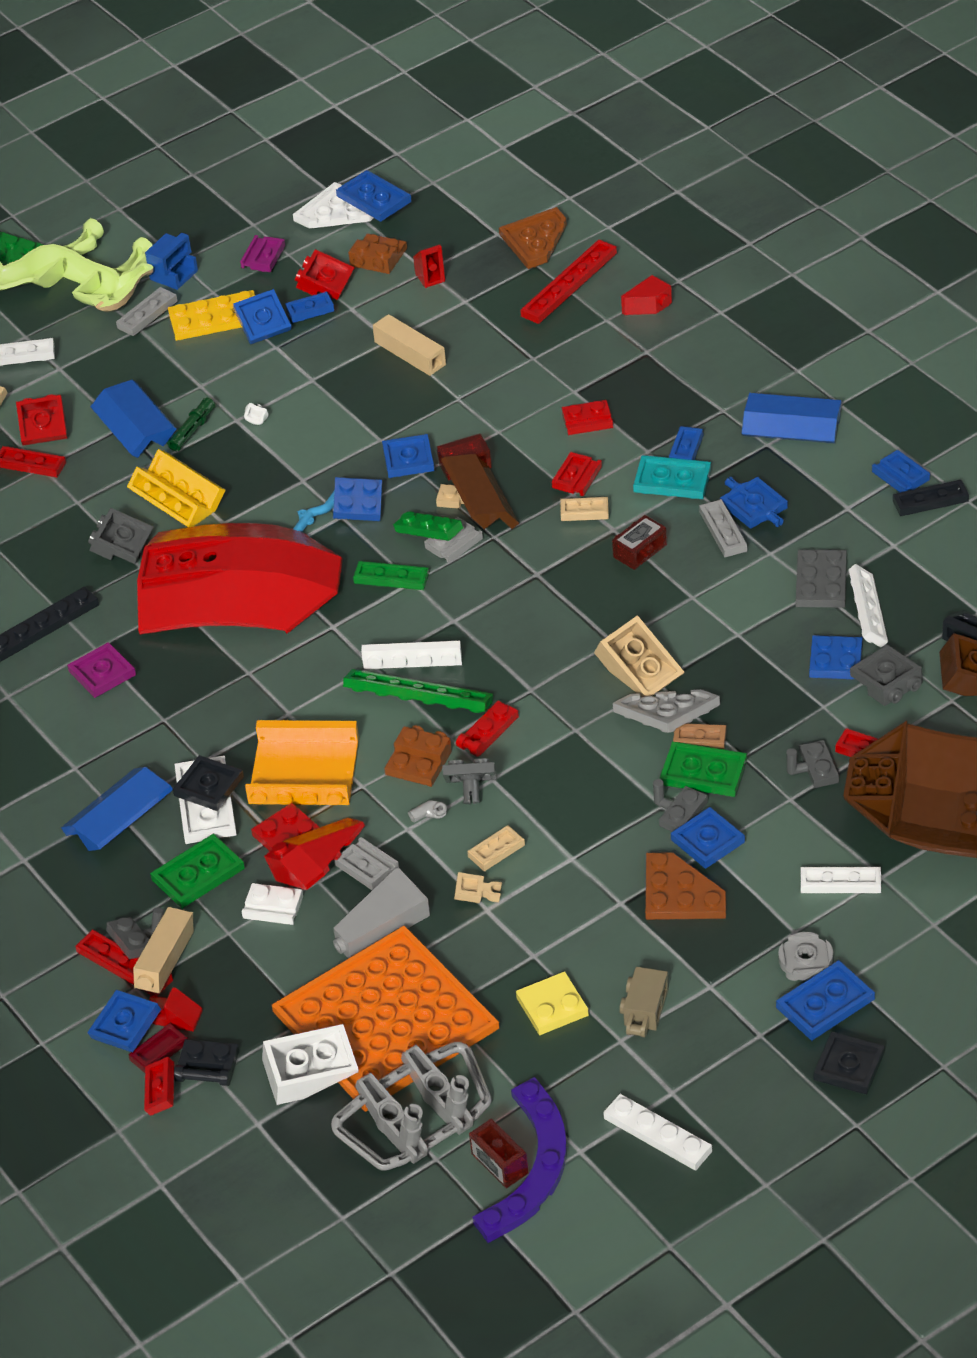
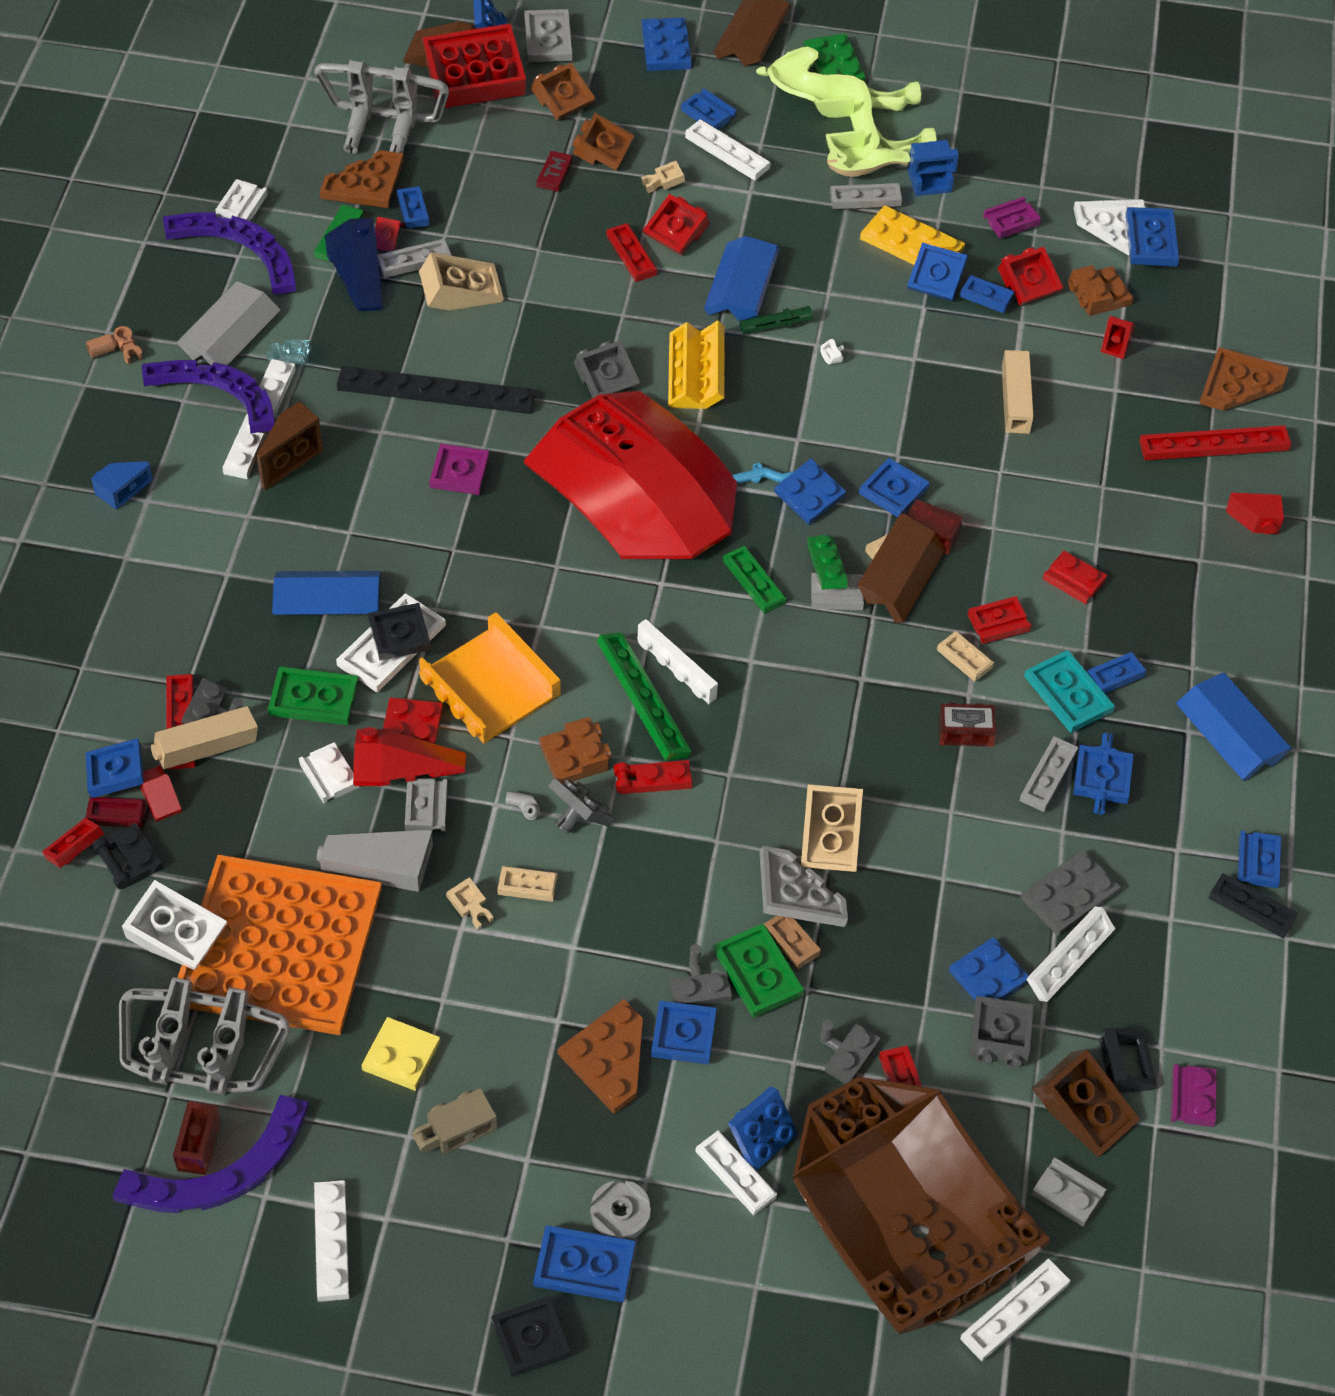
camera: 40 degrees right, 10 degrees up
(827, 837) = (759, 1122): none -> blue plate

